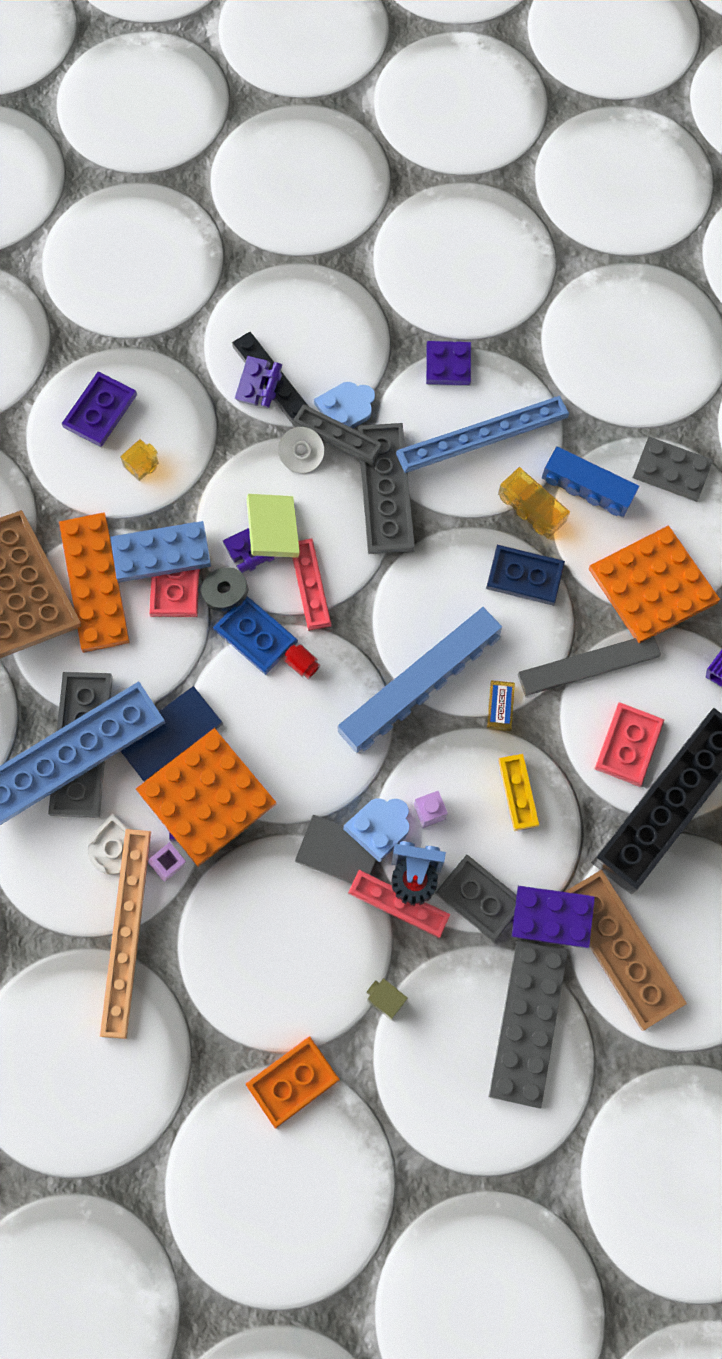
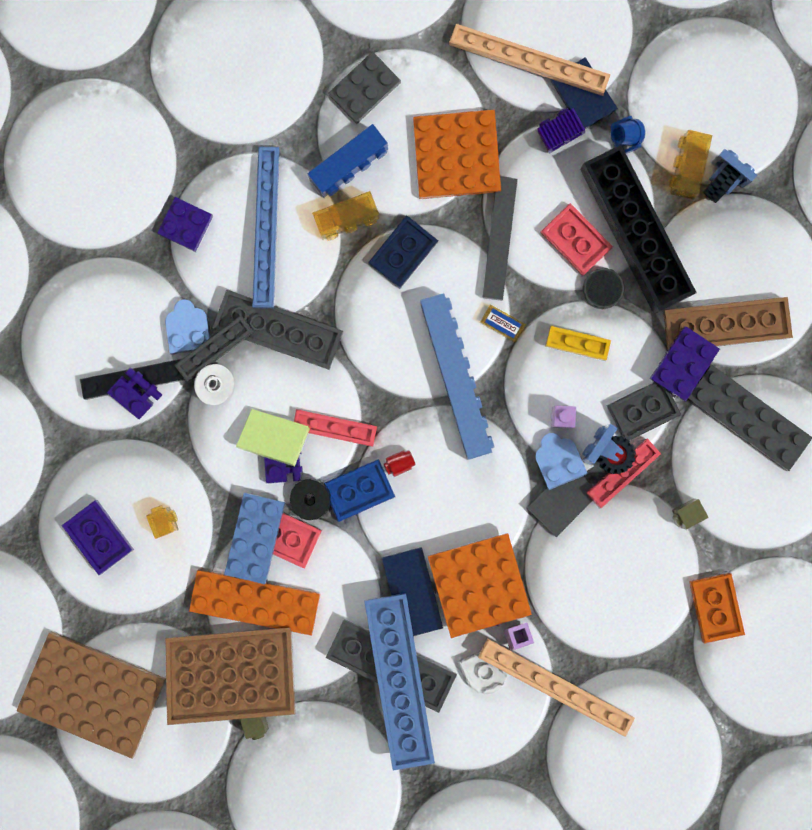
camera: 65 degrees left, 15 degrees up
(591, 795) = (603, 288): none -> tile

